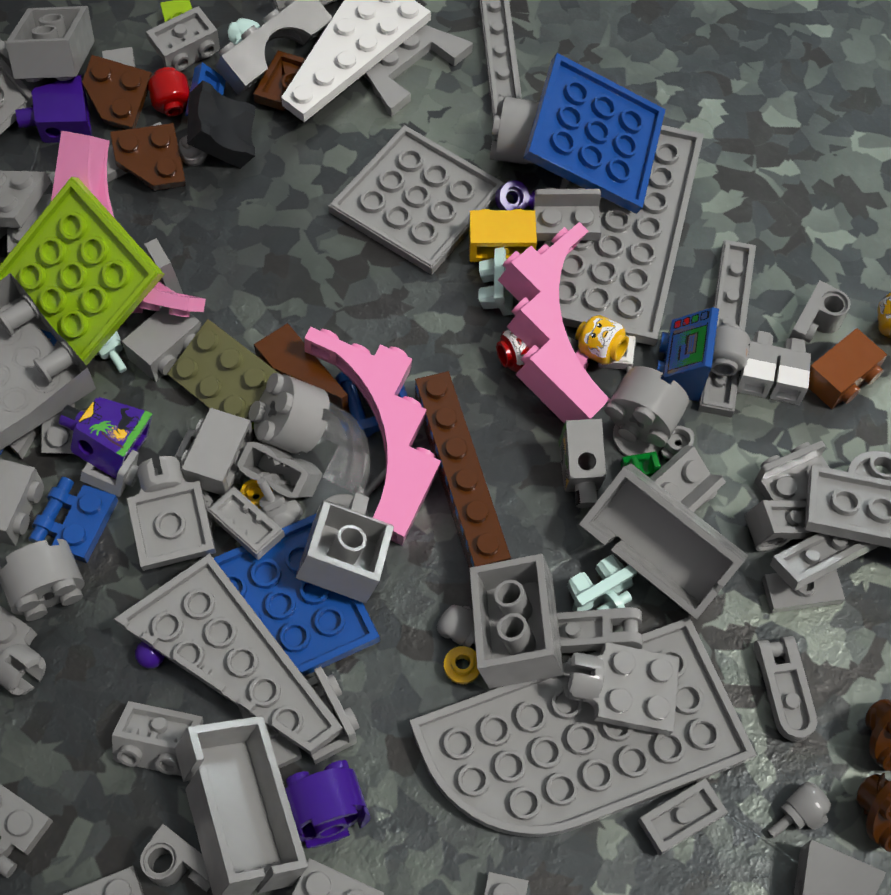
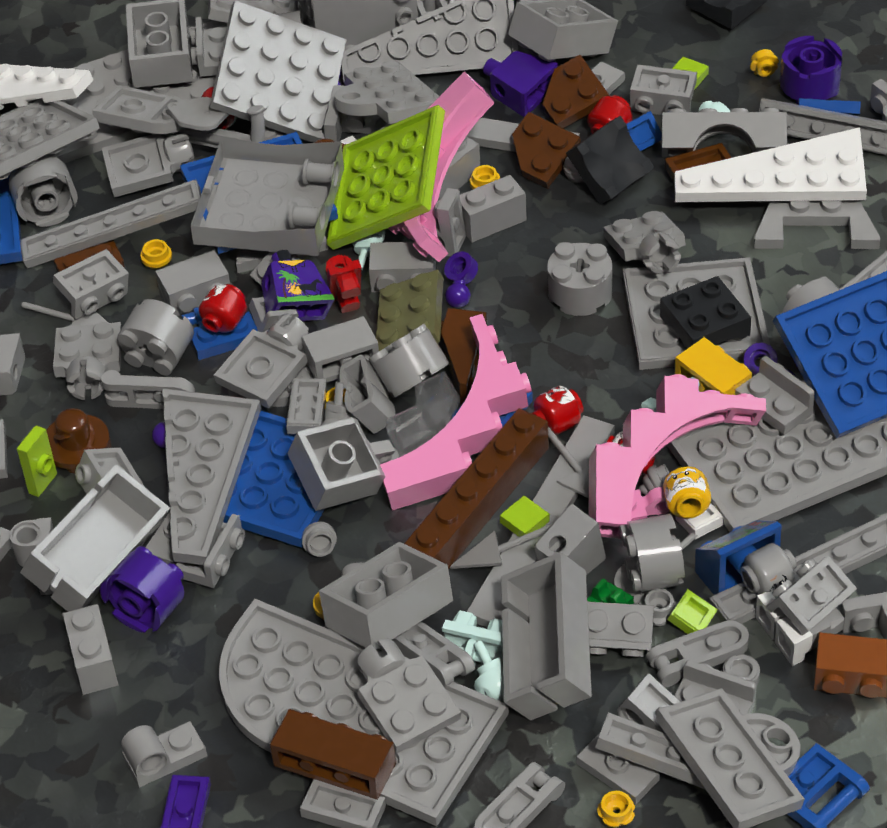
camera: 55 degrees right, 15 degrees down
(74, 502) = (222, 308): none -> red head
(78, 732) = (73, 434): none -> reddish brown plate
(83, 785) = (37, 460): none -> lime plate
(85, 632) = (140, 390): none -> light grey plate
(133, 209) = (483, 175): none -> yellow plate
(148, 393) = (344, 282): none -> red hips
(176, 230) = (493, 208): none -> light grey brick
(229, 323) = (461, 270): none -> dark purple plate
(313, 237) = (579, 277): none -> light grey brick
(323, 166) = (649, 239): none -> light grey plate
(388, 621) = (319, 539): none -> light grey plate
(430, 354) = (560, 408): none -> red head
(441, 193) = (706, 312): none -> black brick
(513, 392) = (576, 481): none -> light grey piece
(516, 462) = (524, 517): none -> lime tile
(520, 515) = (488, 551): none -> light grey piece
(523, 457) = (553, 499): none -> light grey tile
(642, 784) = (333, 753): none -> reddish brown brick
(655, 606) = (491, 674): none -> light aqua piece
(706, 427) = (692, 613): none -> lime tile
(745, 449) = (707, 646): none -> light grey plate
(782, 341) = (813, 595): none -> light grey bracket
(782, 439) = (743, 666): none -> light grey tile
(843, 611) = (616, 801): none -> yellow plate

